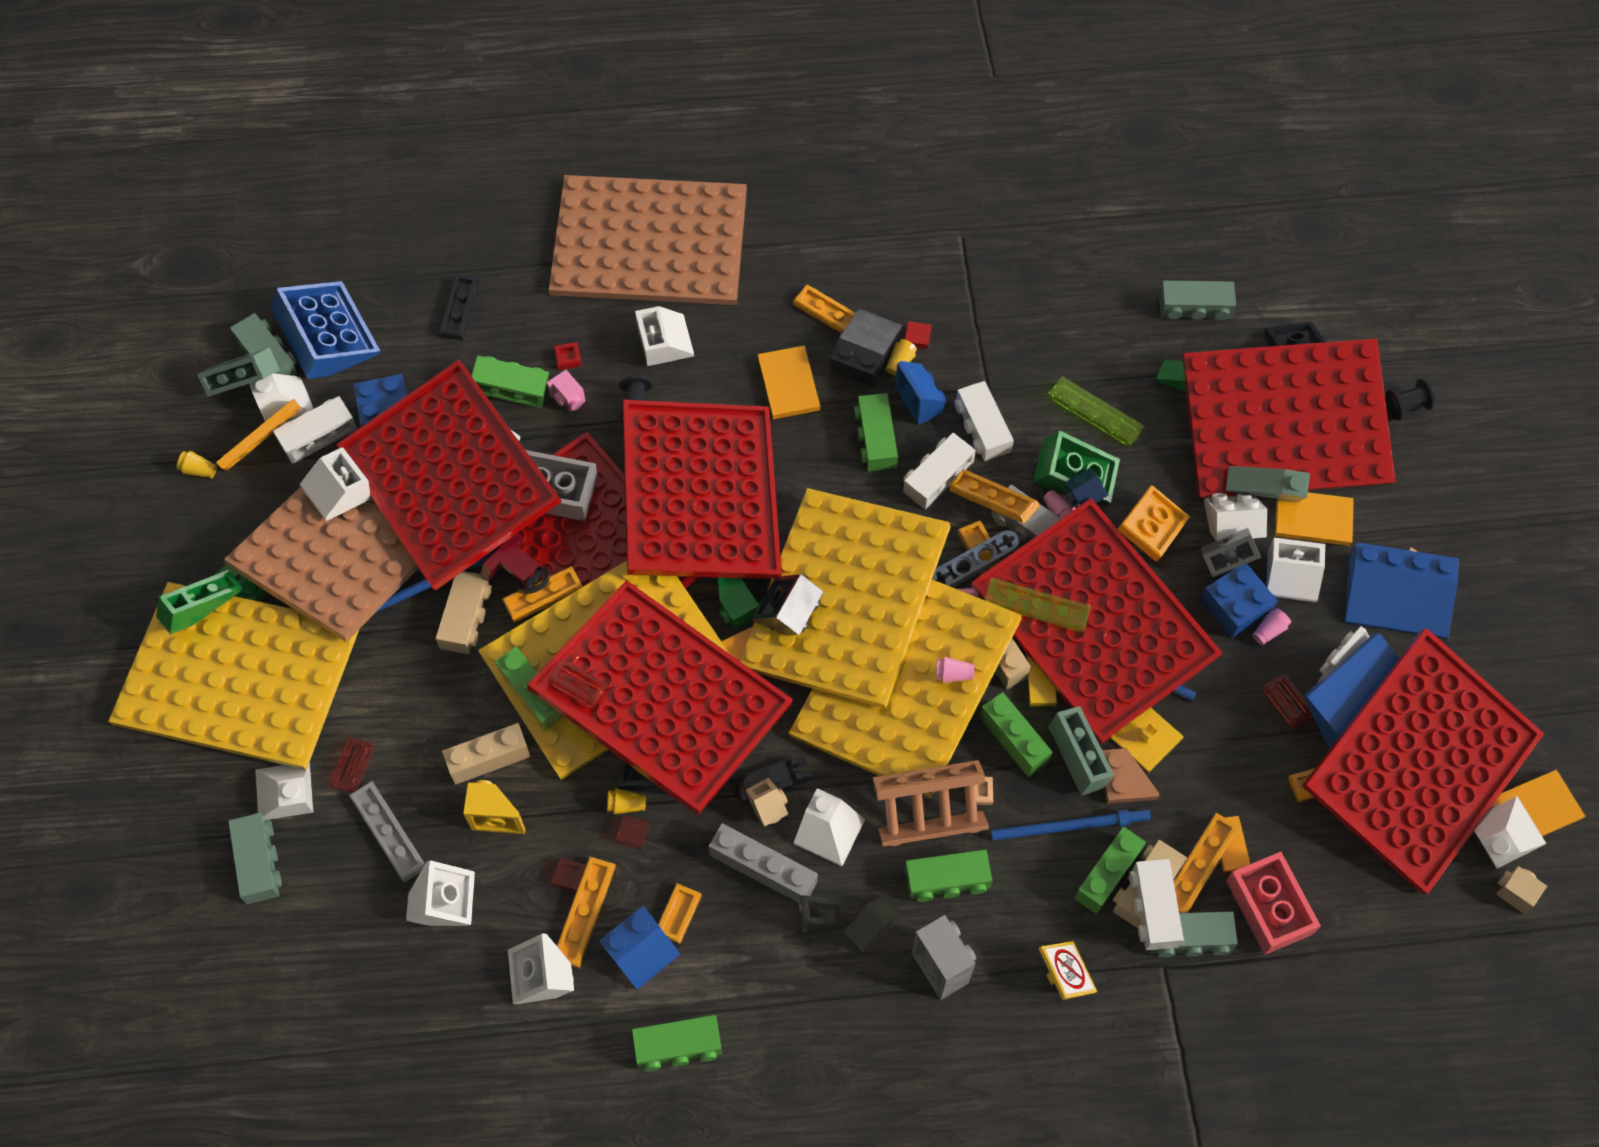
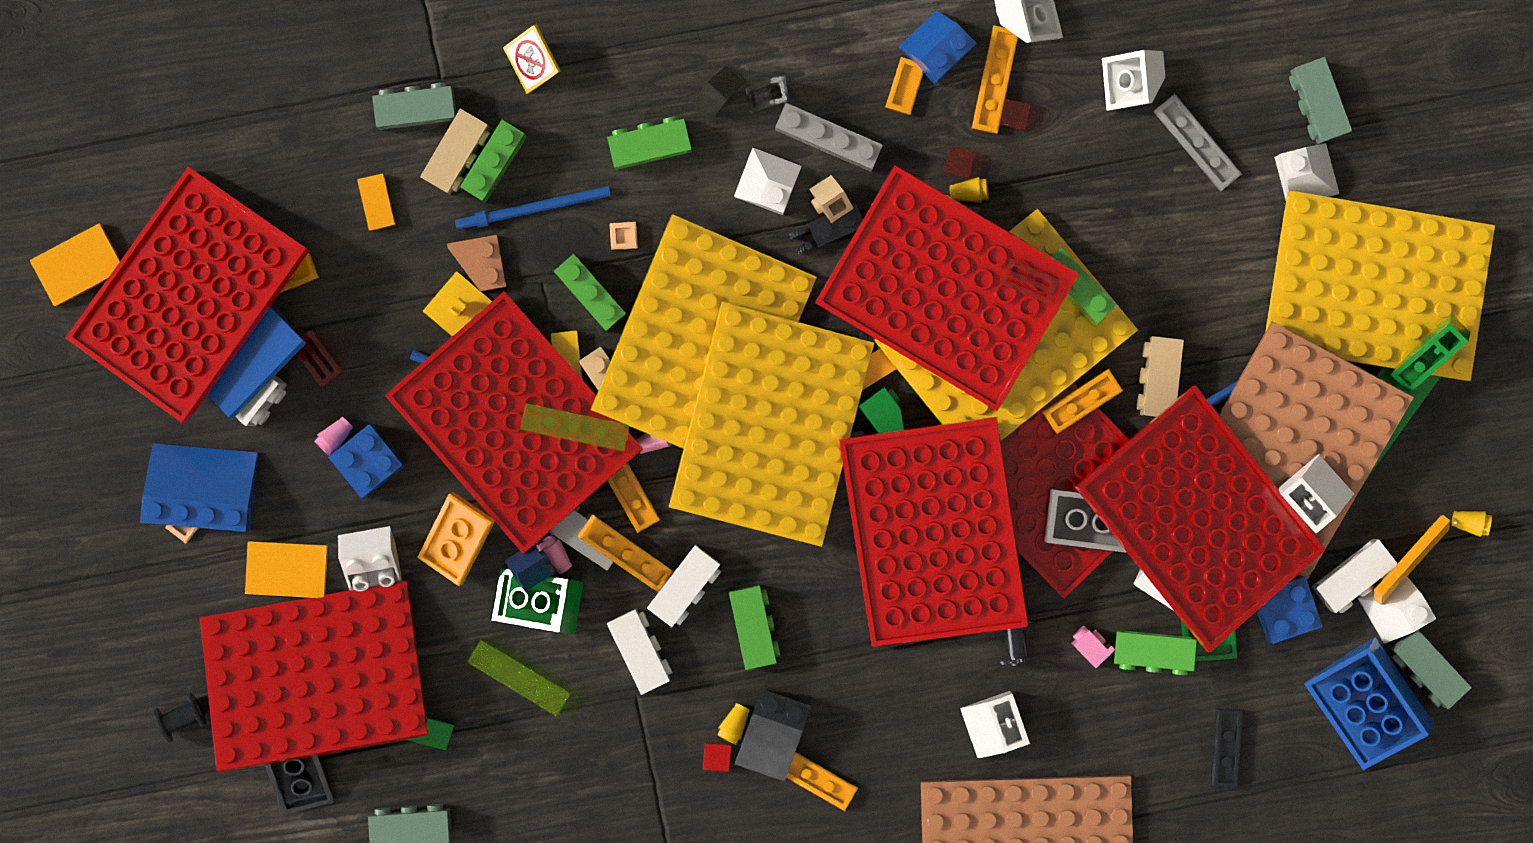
camera: 175 degrees right, 25 degrees up
(238, 372) = (1448, 627): sand green brick -> none
(334, 783) = (1235, 204): clear red tile -> none
(486, 753) = (1113, 225): tan brick -> none
(490, 810) = (1098, 165): yellow slope -> none
(518, 564) = (1111, 423): dark red piece -> none
(567, 356) = (1098, 696): red tile -> none
(788, 382) = (853, 684): light orange tile -> none
(788, 604) = (830, 401): slope -> none
(919, 392) = (709, 678): blue slope -> none
(925, 781) = (672, 221): nougat fence -> none
(943, 956) = (650, 51): light grey brick -> none
(953, 670) = (656, 339): bright pink cone -> none
(972, 557) = (641, 481): sand blue beam -> none
(1080, 750) = (525, 279): sand green brick -> none
(1156, 904) = (450, 121): white brick -> none
(1203, 861) = (405, 176): light orange tile -> none
(1230, 552) = (376, 509): dark grey brick -> none
(1268, 482) = (335, 595): sand green slope -> none
(1272, 903) = (337, 140): coral brick -> none
(1295, 569) = (309, 499): white slope -> none
(1508, 832) = (107, 231): white slope -> none
(1520, 889) = (98, 179): tan brick -> none

